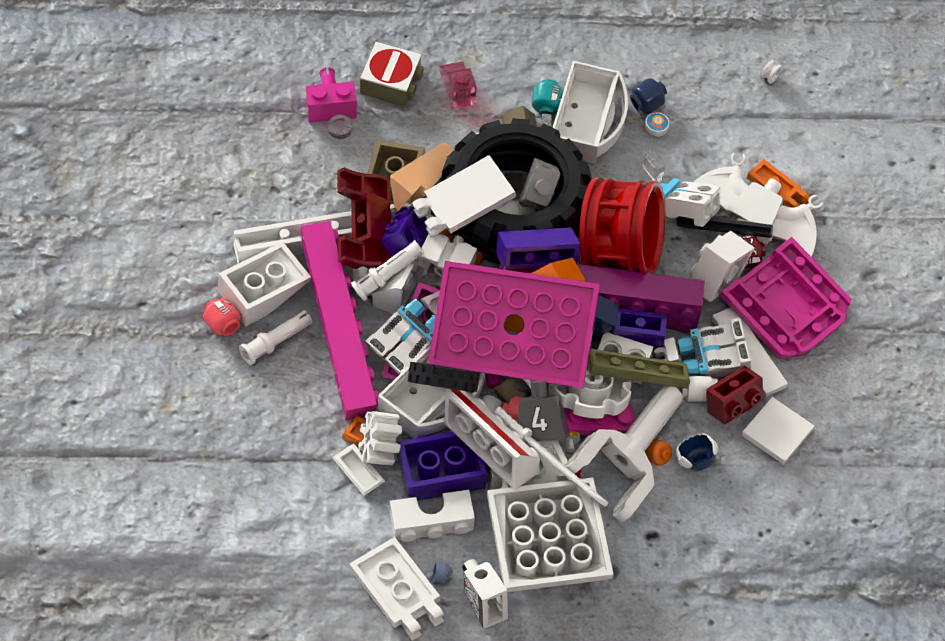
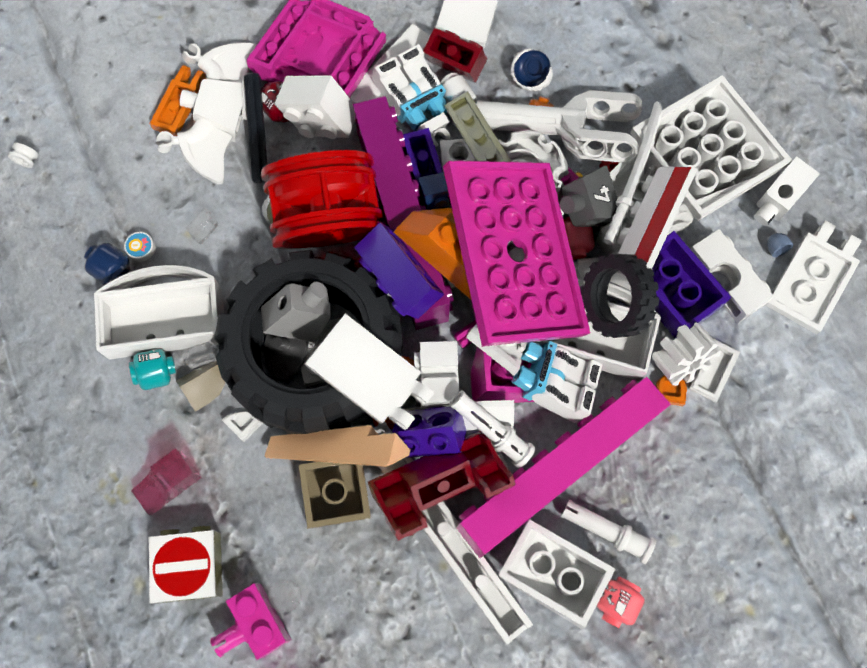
camera: 110 degrees left, 15 degrees up
(691, 200) = (239, 171): white hips -> none

